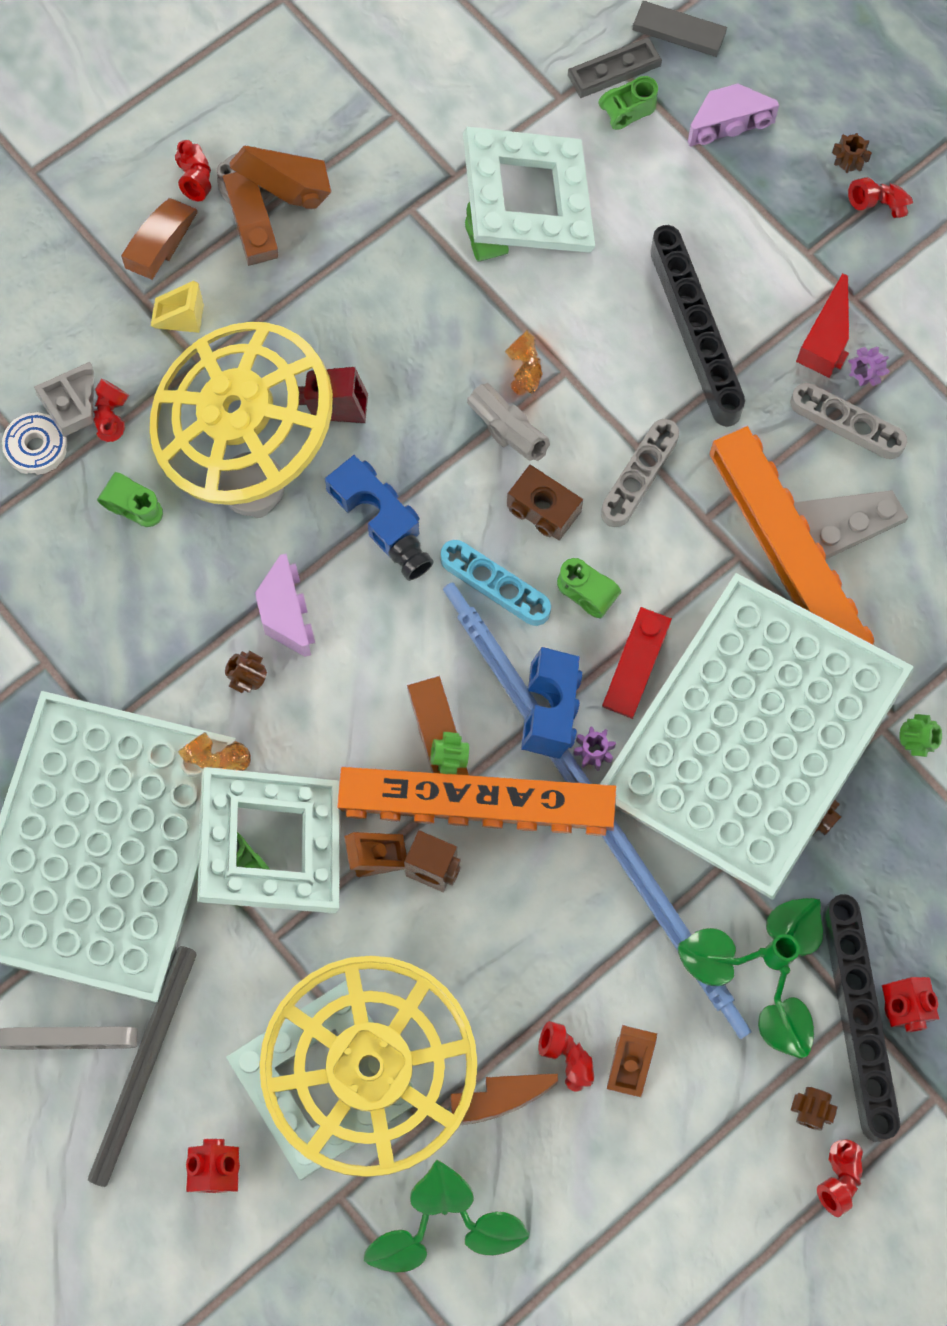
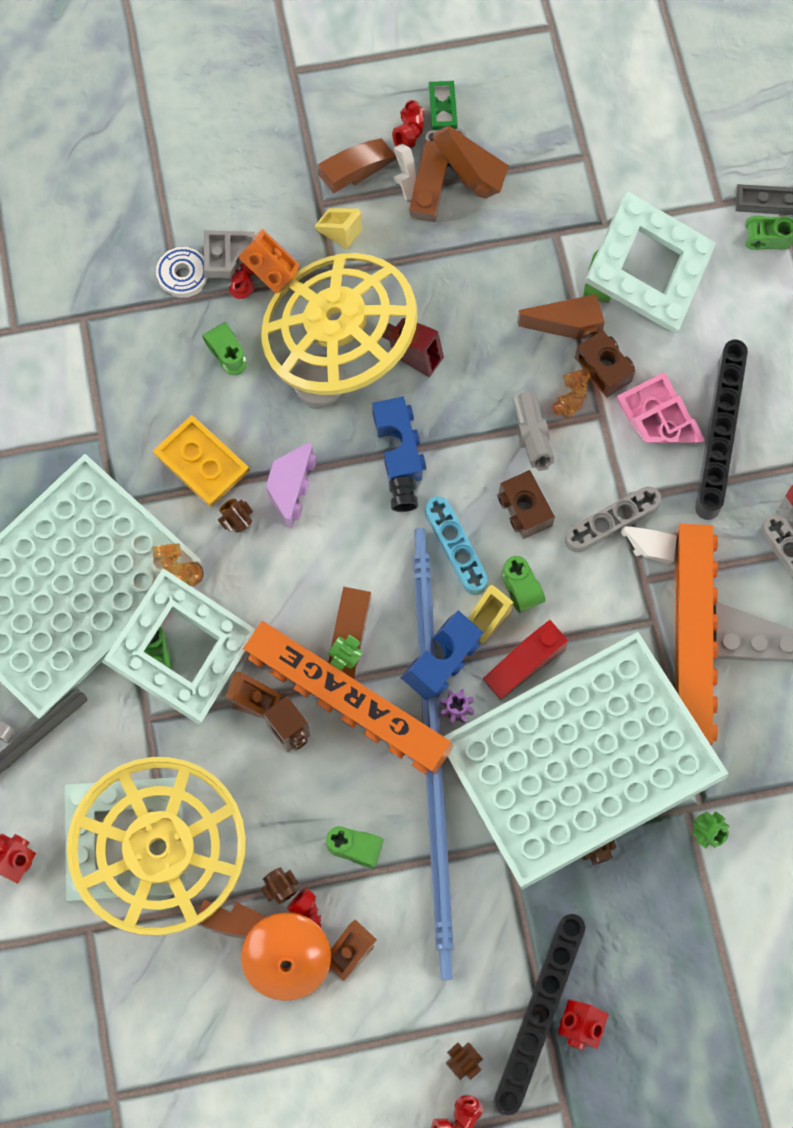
camera: 30 degrees right, 0 degrees up
(126, 384) = (269, 261): none -> orange bracket
(173, 633) = (201, 461): none -> yellow plate
(215, 131) = (442, 105): none -> green piece
(217, 215) = (407, 166): none -> white slope
(444, 1192) = (153, 965): green plant -> none
(475, 290) = (567, 318): none -> dark orange slope
(519, 1035) = (279, 885): none -> reddish brown gear
(548, 331) = (607, 378): none -> reddish brown brick
(553, 1095) = (289, 939): none -> orange dish
(573, 630) = (491, 612): none -> light yellow slope
(578, 948) = (360, 847): none -> bright green piece
(623, 340) = (659, 413): none -> bright pink slope
(693, 477) = (651, 543): none -> white slope
(795, 932) = (526, 919): green plant -> none

